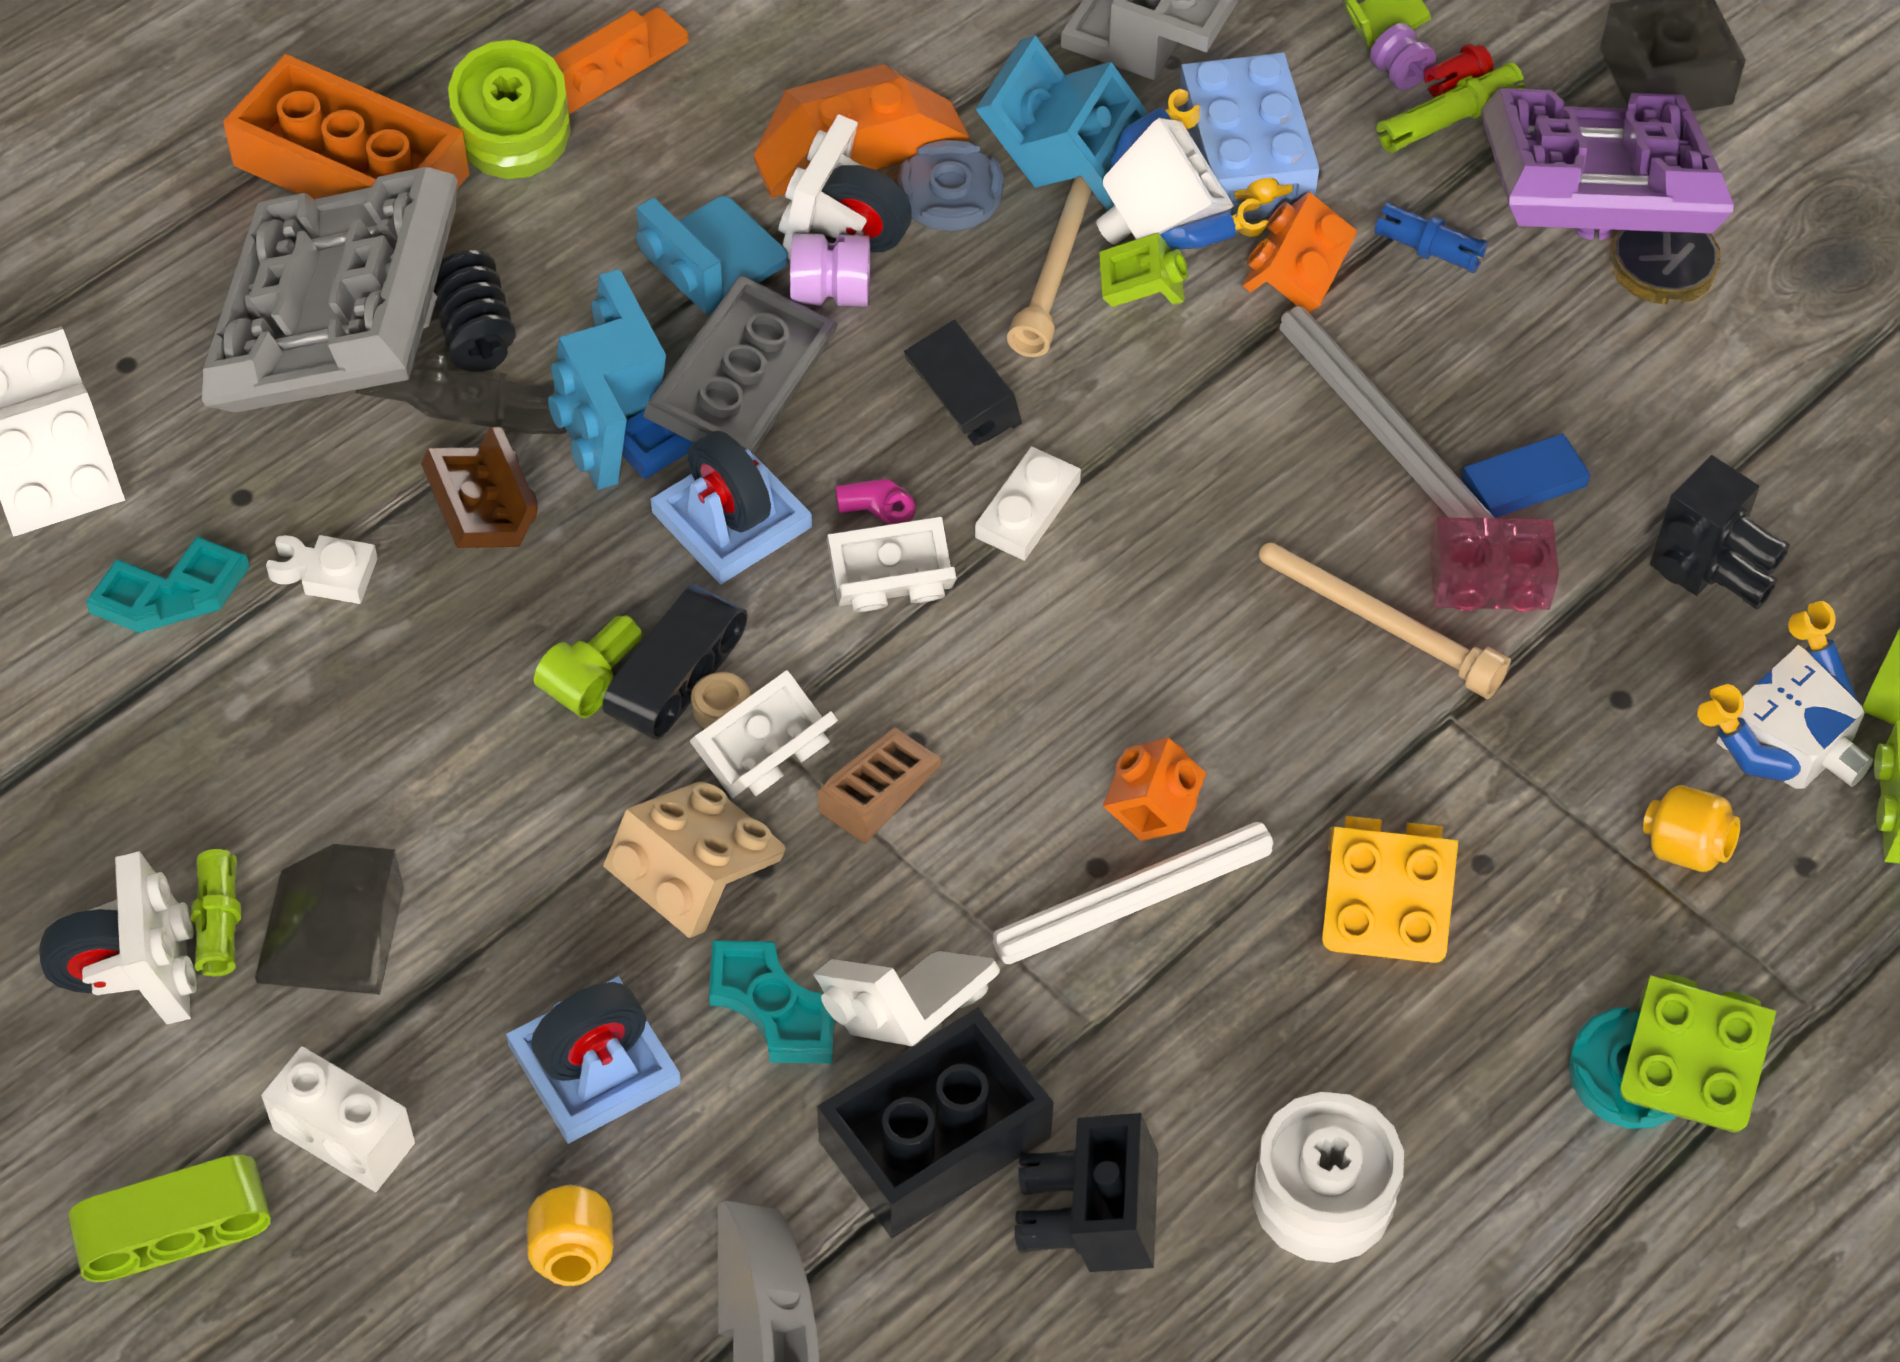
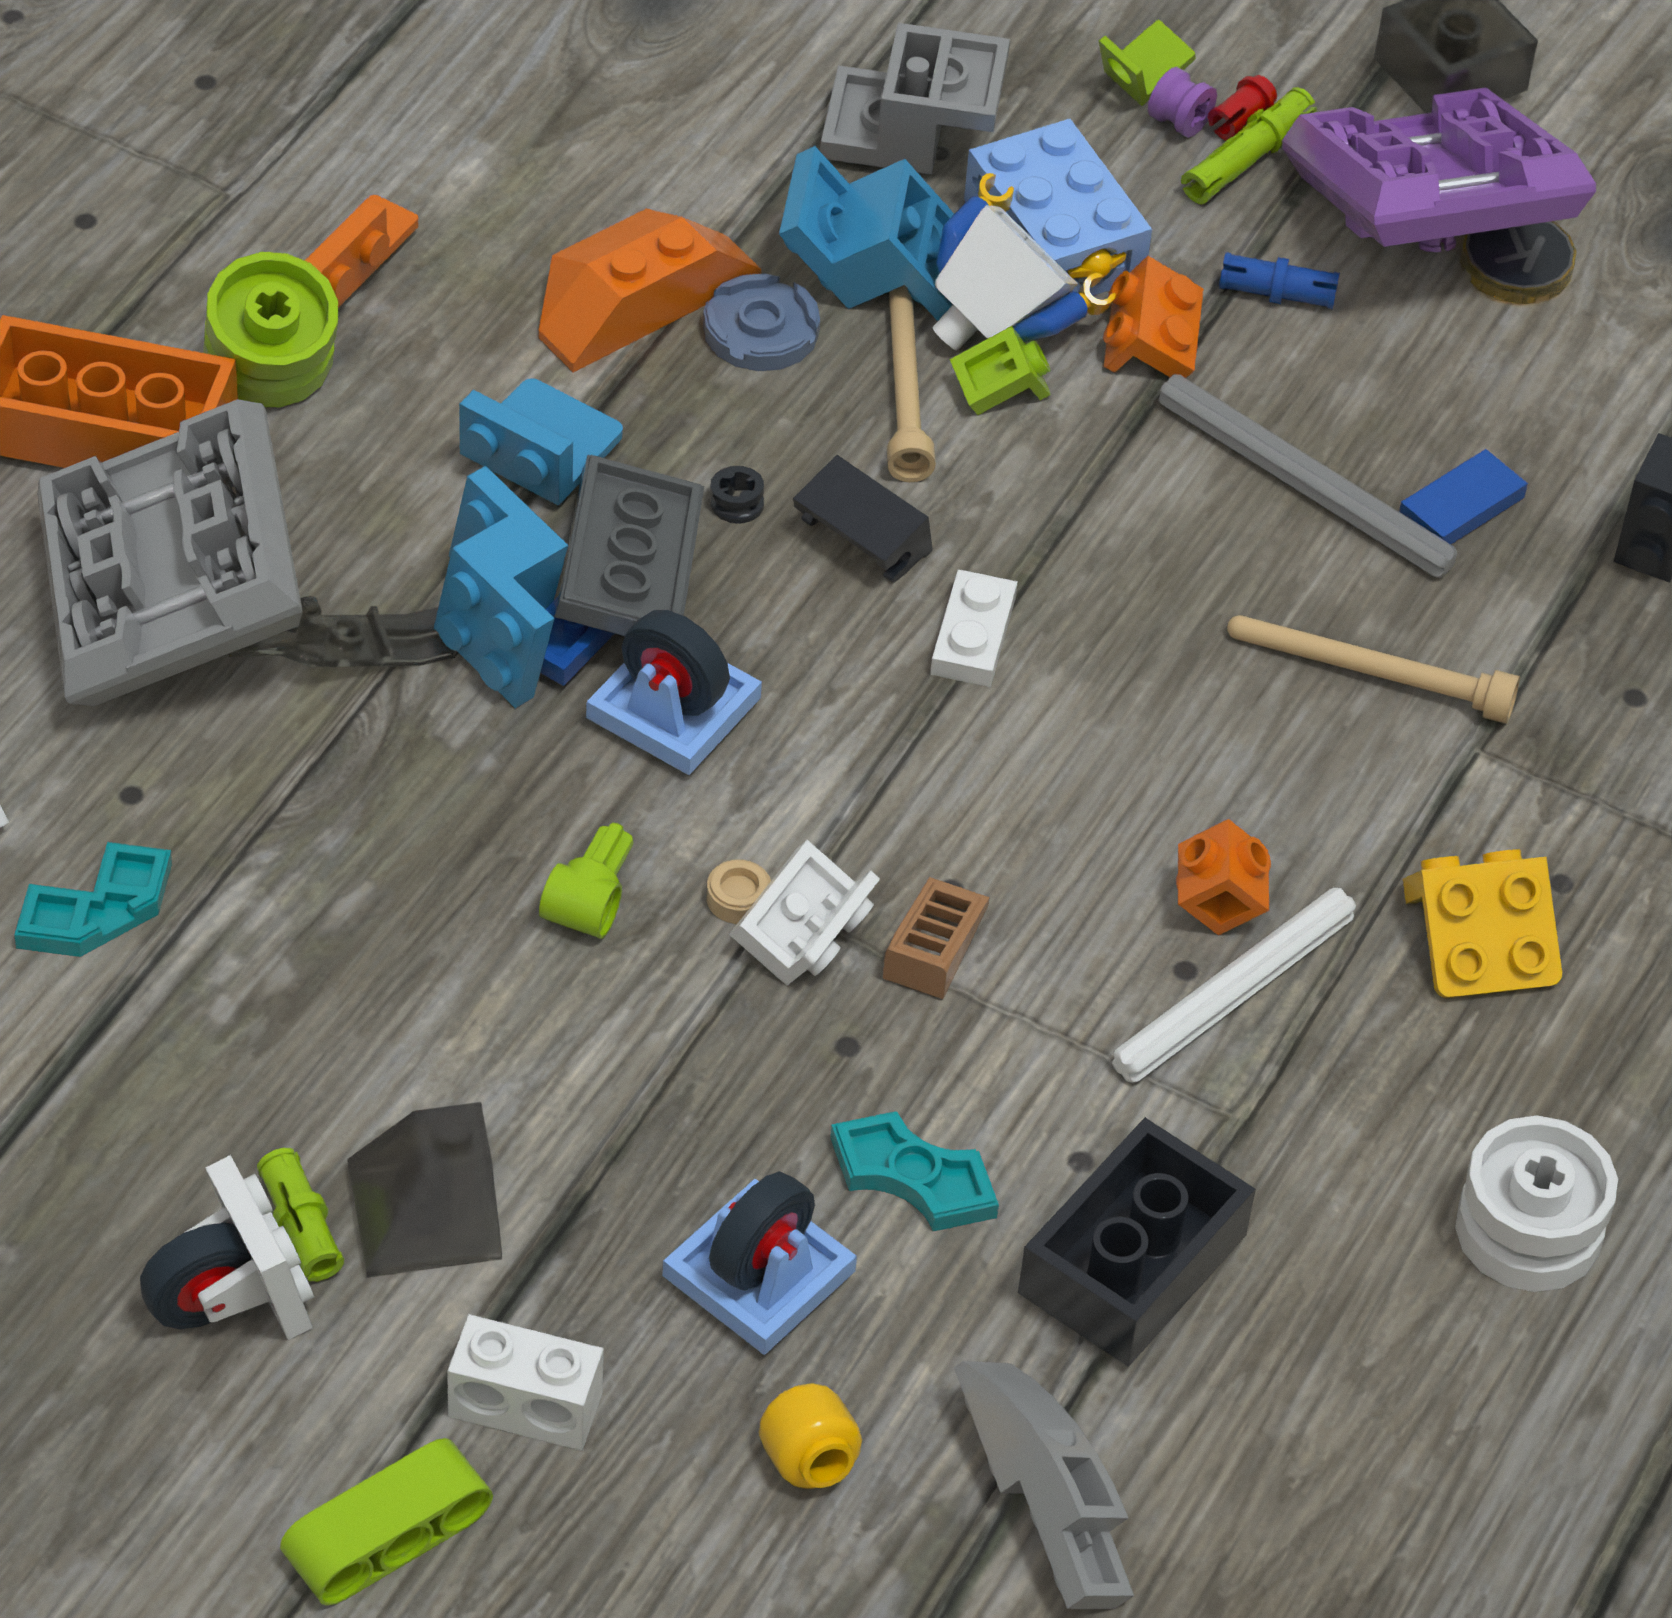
camera: 20 degrees left, 5 degrees down
(329, 570) = (266, 845): white plate -> none
(473, 311) = (323, 552): black piece -> none
(482, 492) = (404, 730): reddish brown bracket -> none
(676, 654) = (678, 859): black beam -> none
(685, 851) = (773, 1046): tan bracket -> none
(830, 269) = (679, 431): lavender wheel -> none
(842, 196) = (669, 355): plate -> none
(871, 347) = (737, 508): none -> black bush
(878, 497) = (819, 653): dark pink arm -> none
(891, 563) = (861, 714): white bracket -> none
(908, 1009) = (1055, 1130): white bracket -> none
(1113, 1195) = (1331, 1251): black brick -> none
(1494, 564) = (1468, 589): clear pink brick -> none

